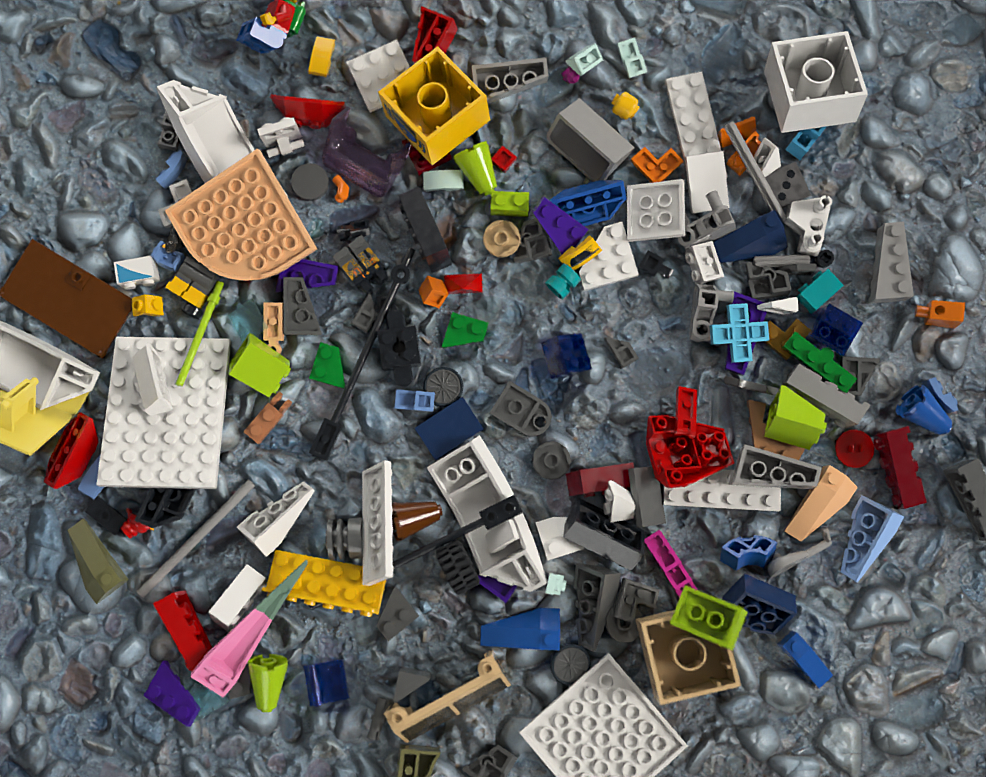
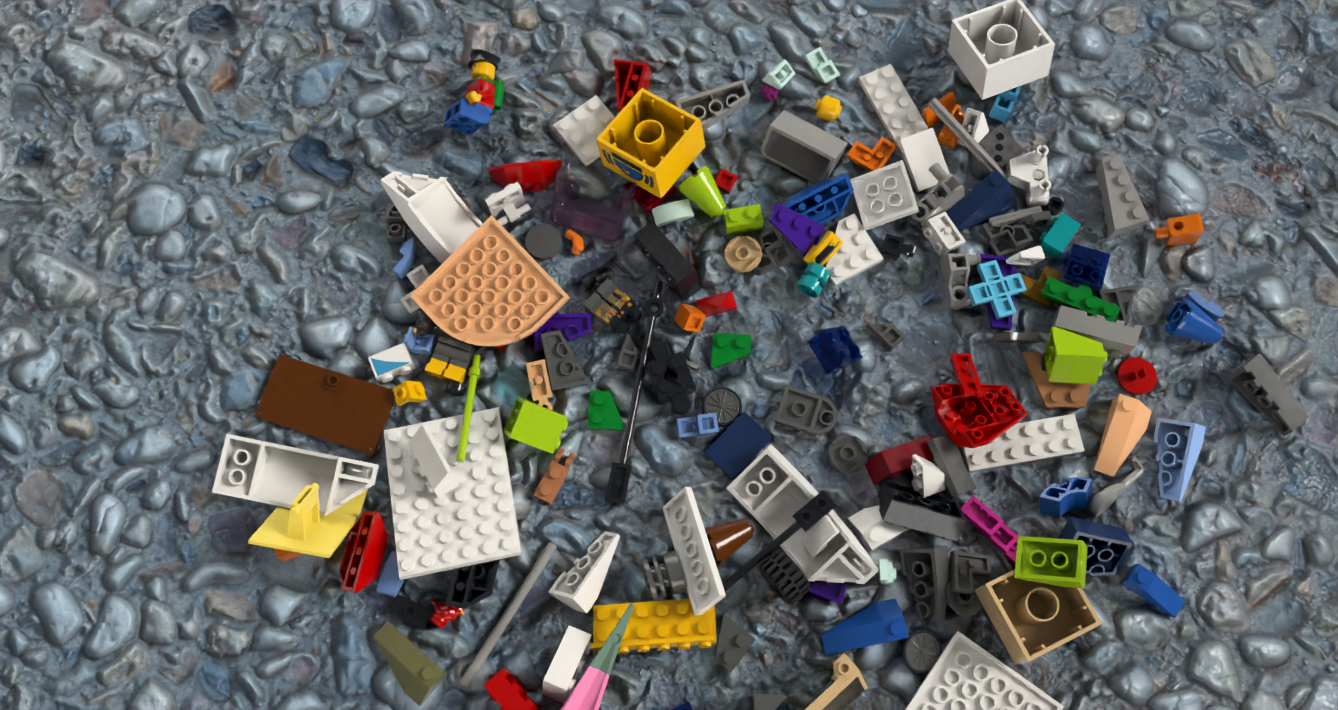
camera: 15 degrees left, 10 degrees down
(321, 56) = (527, 125): yellow slope -> none
(770, 469) = (1067, 410): light grey wedge -> none
(900, 467) = (1186, 381): dark red wedge -> none

